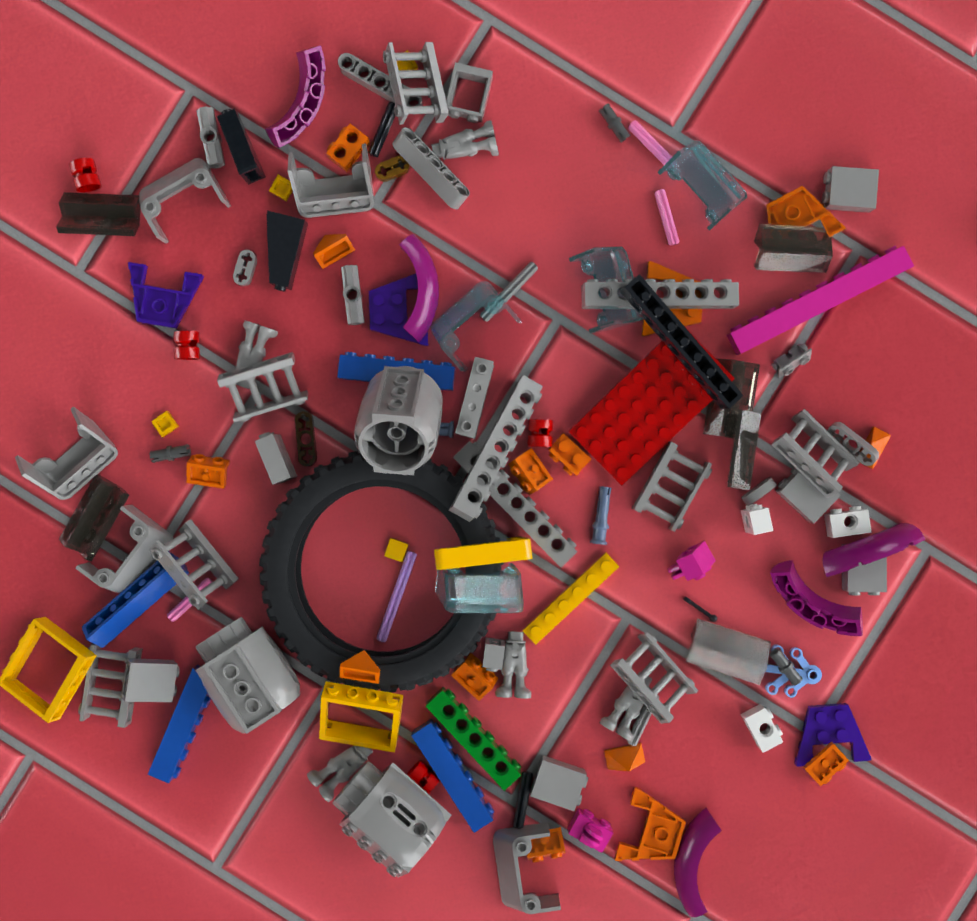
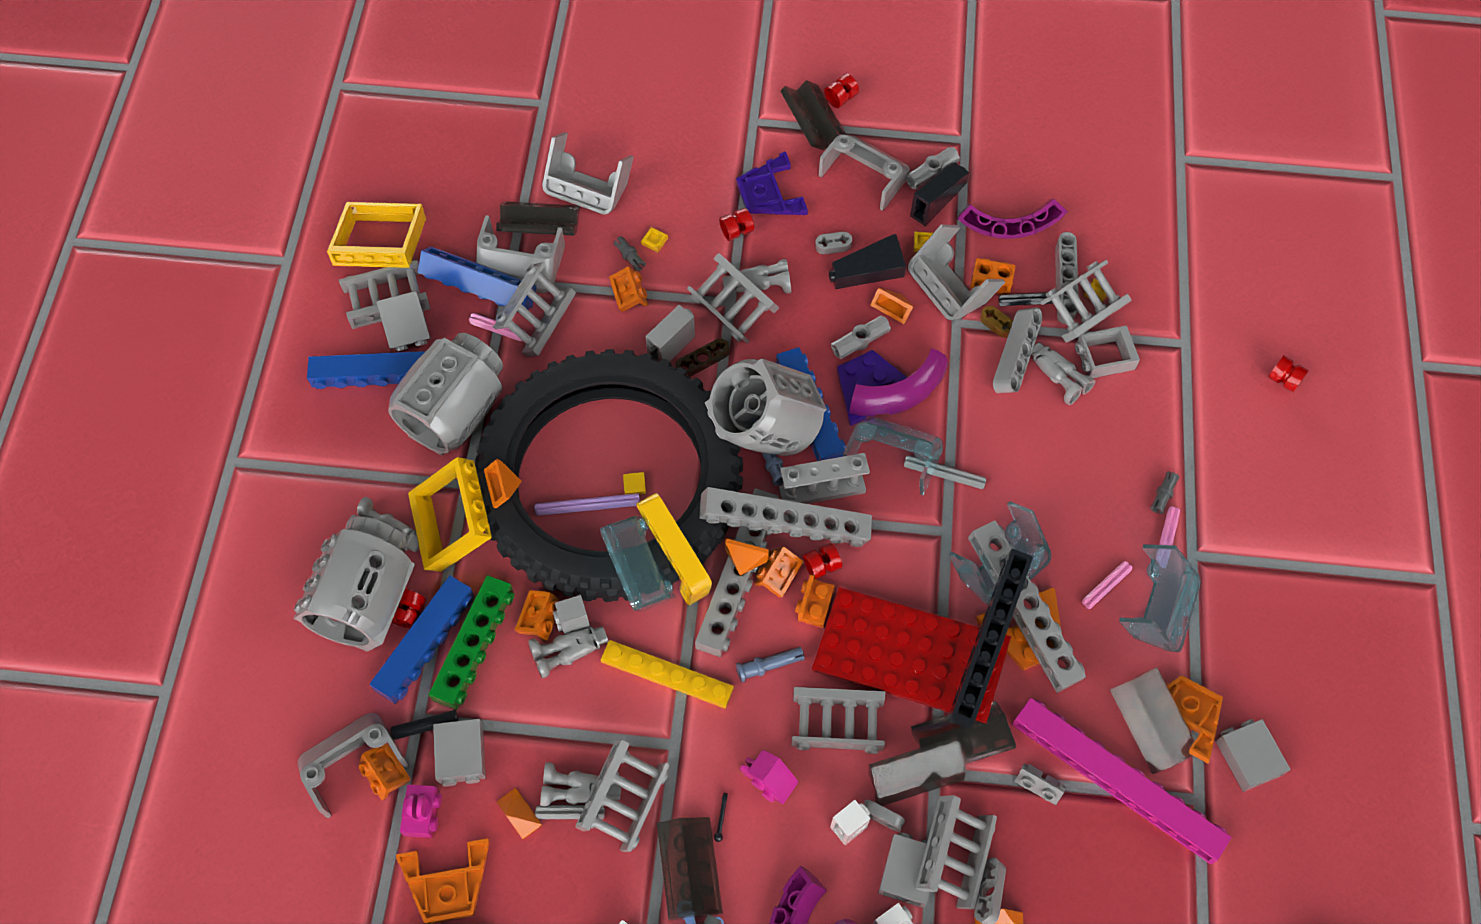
camera: 60 degrees right, 25 degrees down
(512, 496) = (745, 556): none -> orange slope

